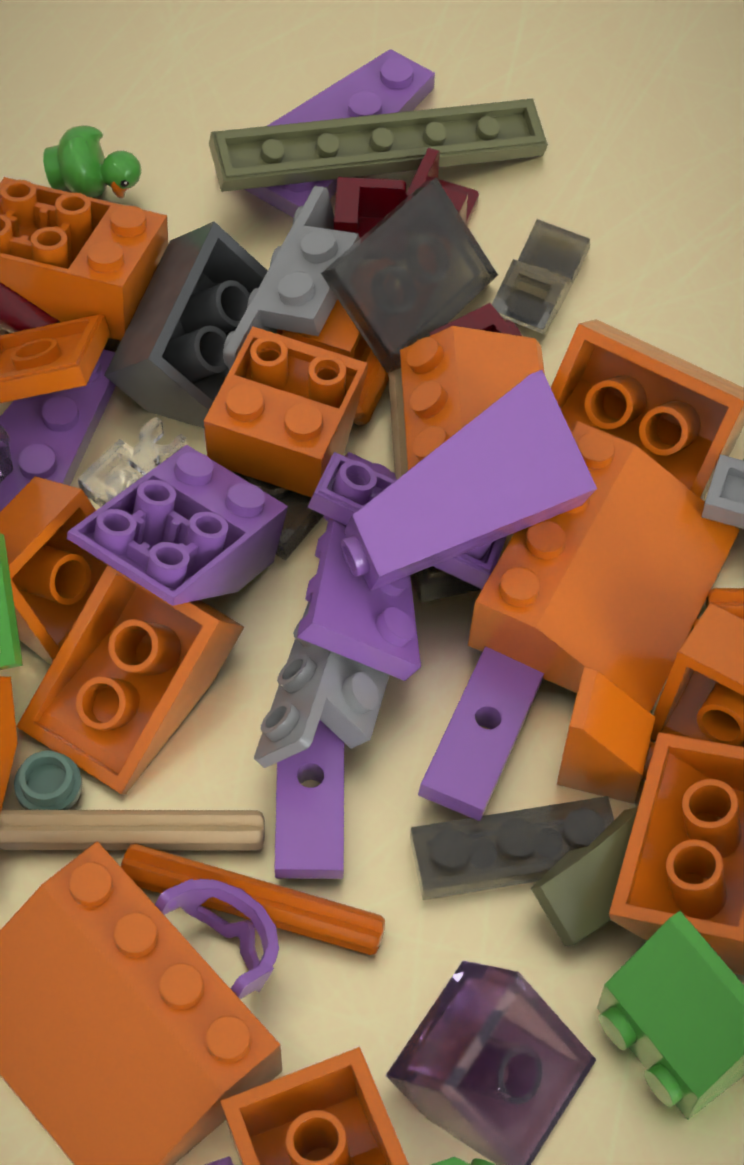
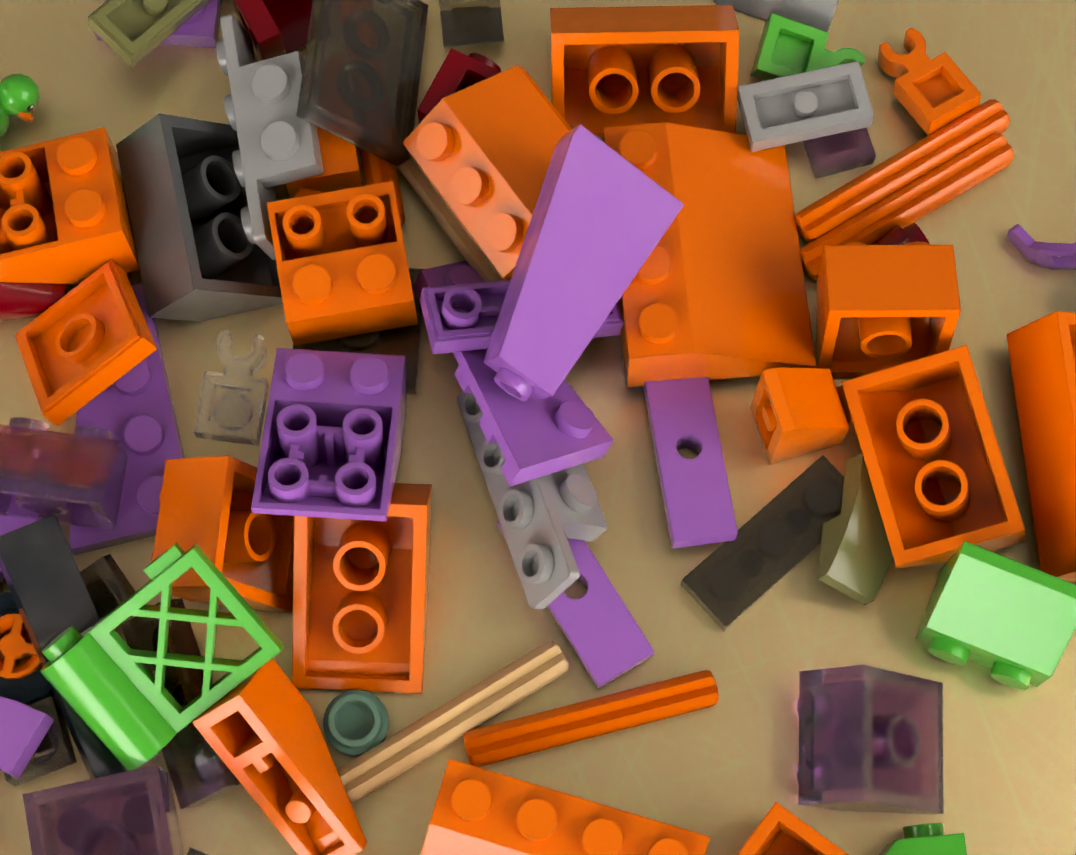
camera: 30 degrees left, 15 degrees up
(193, 893) = (553, 755): medium lavender helmet -> none

